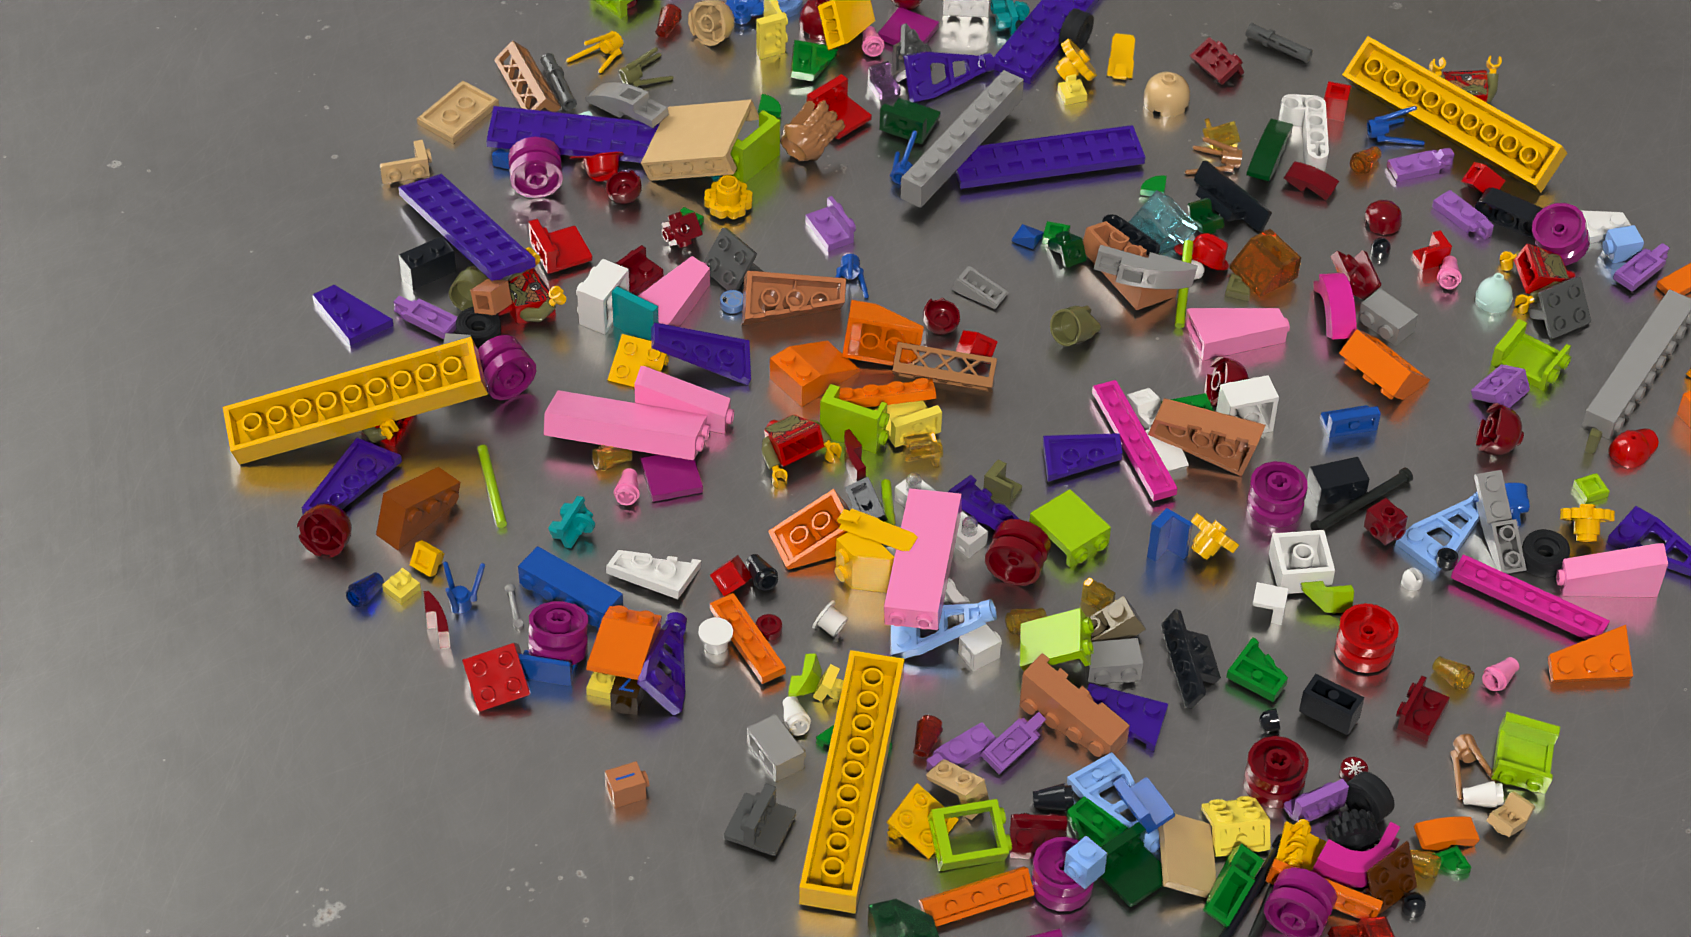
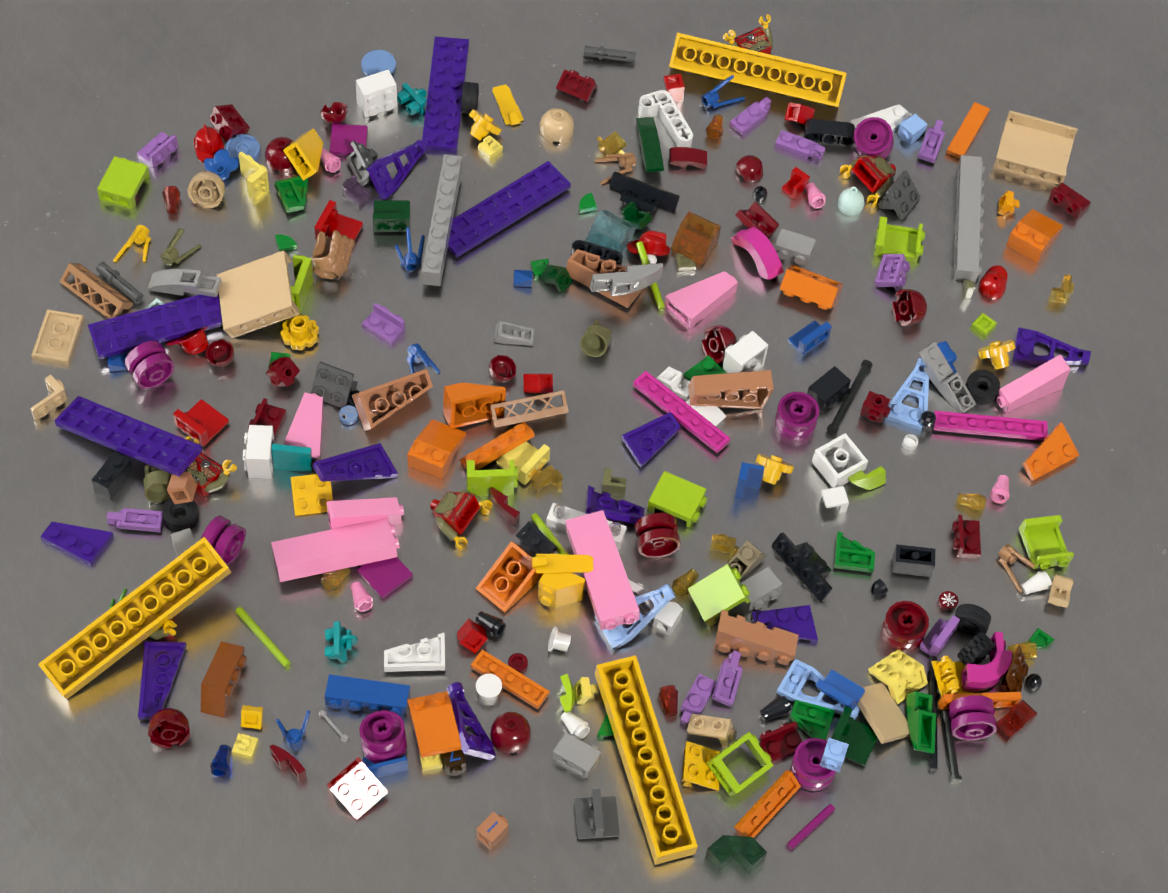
camera: 30 degrees left, 10 degrees up
(713, 693) = (510, 733): none -> dark red cylinder
(1366, 638) = (909, 501): red wheel -> none
(1446, 831) = (1027, 621): orange slope -> none

